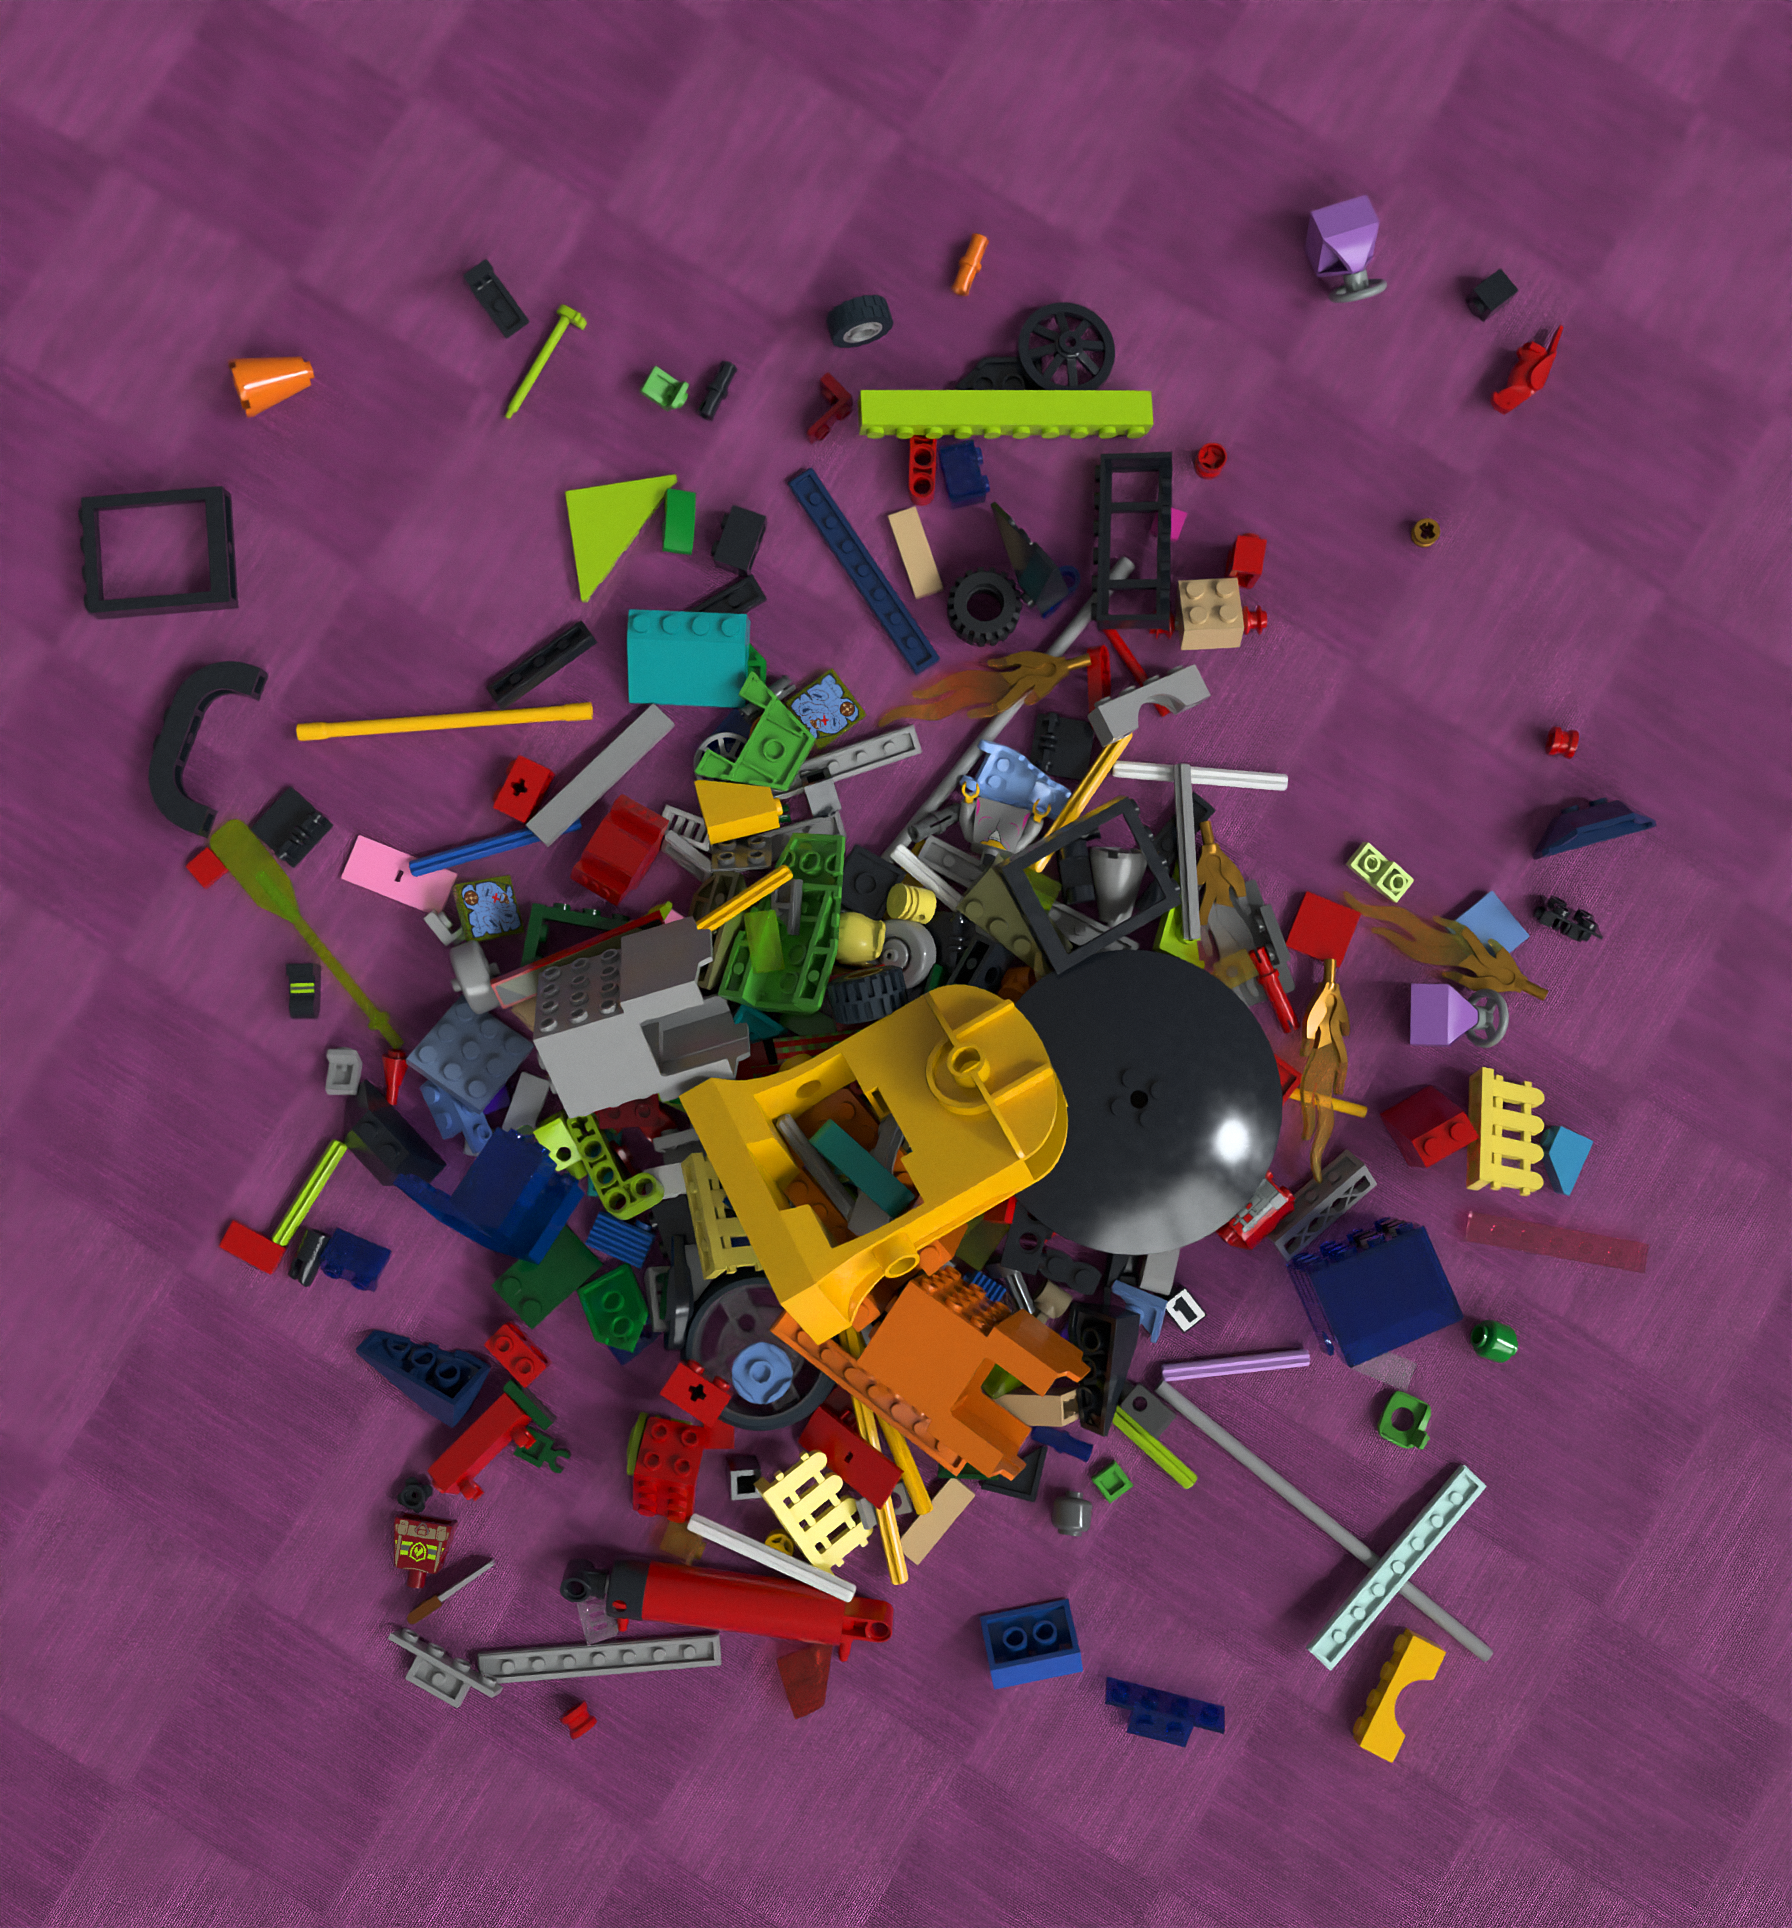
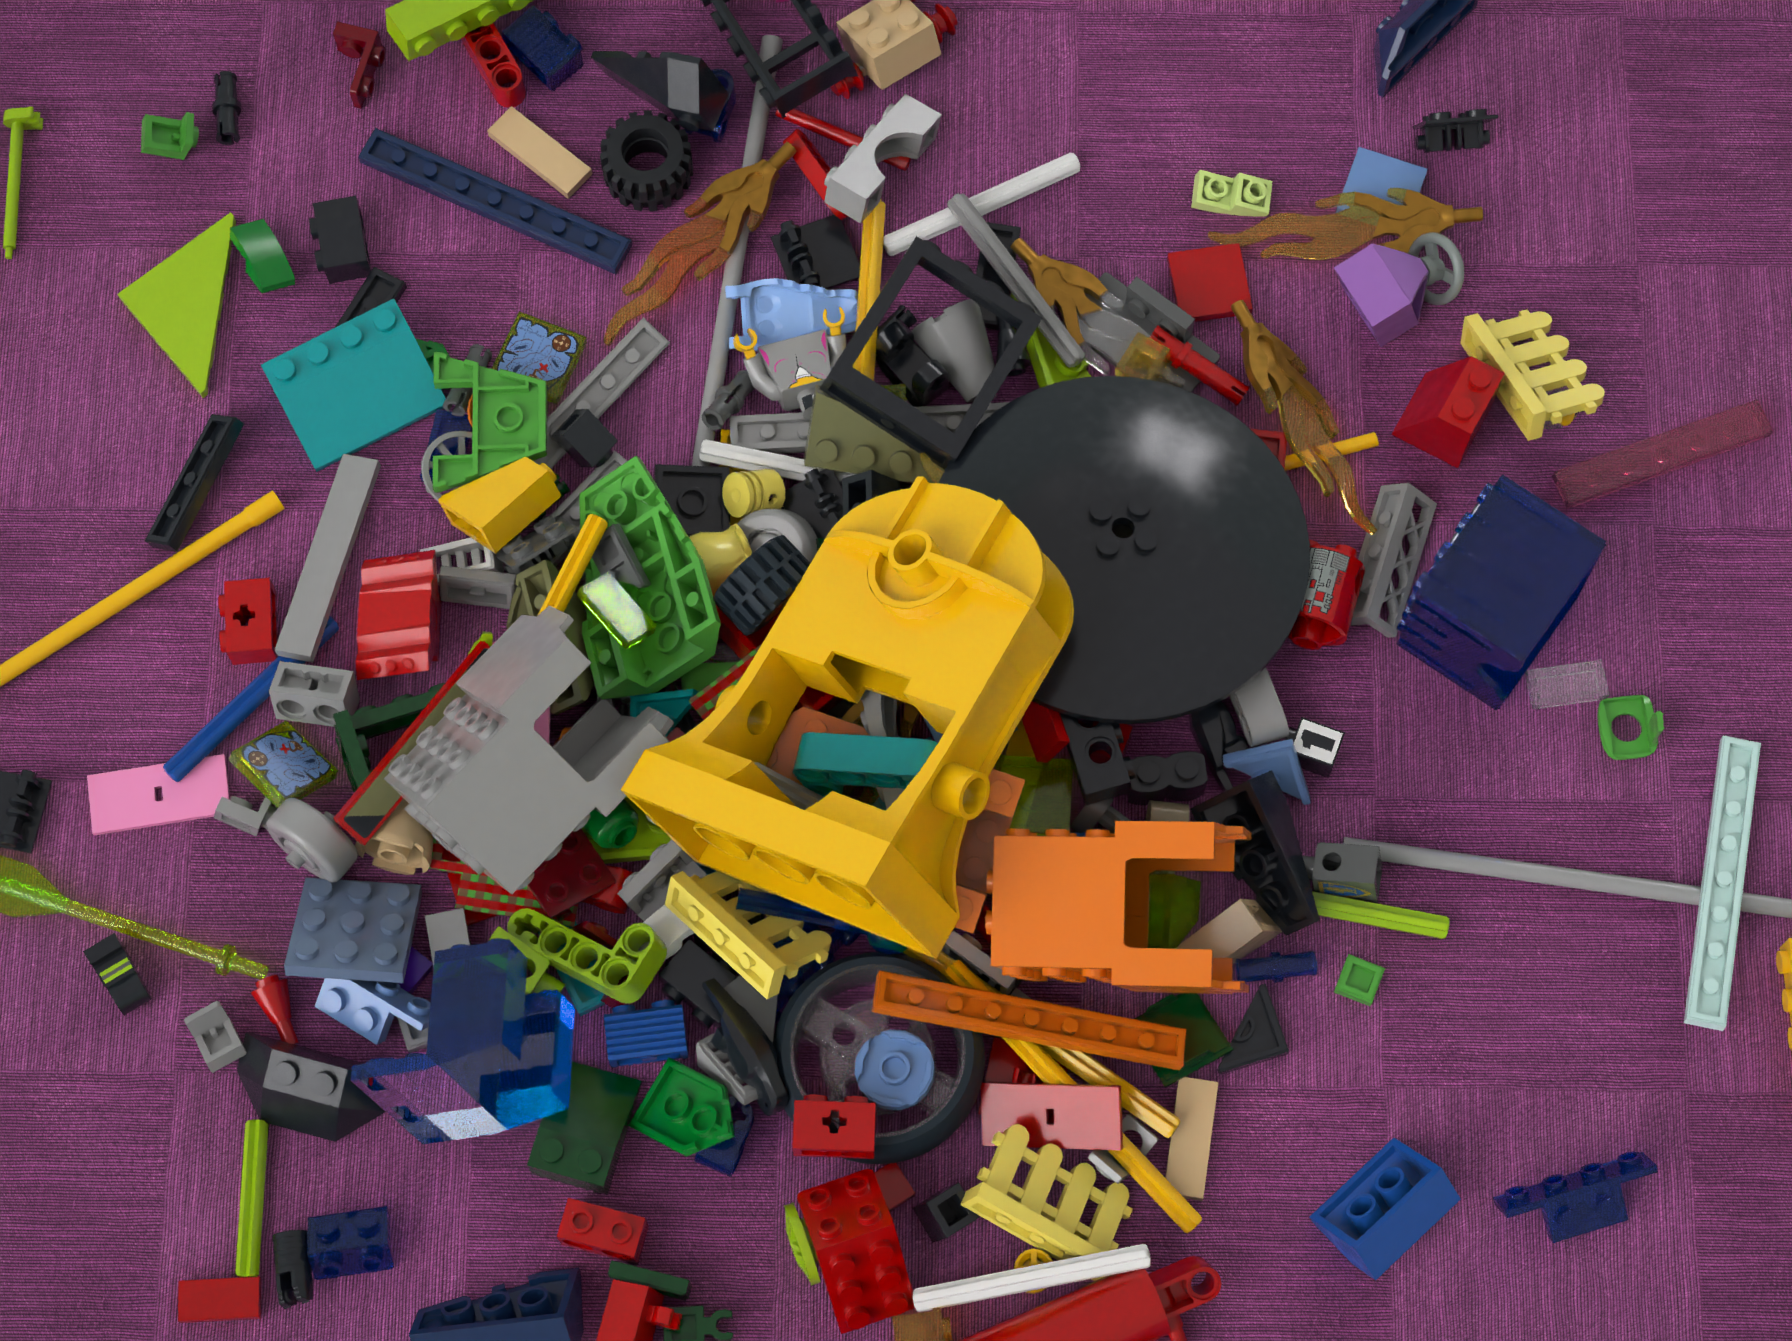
camera: 30 degrees left, 15 degrees down
(535, 871) = (312, 693): none -> light grey brick
(1071, 1514) = (1337, 1036): dark grey head -> none
(1235, 1365) = (1410, 776): lavender axle -> none
(1494, 1341) = (1665, 587): green head -> none
(1564, 1157) = (1610, 362): dark azure slope -> none

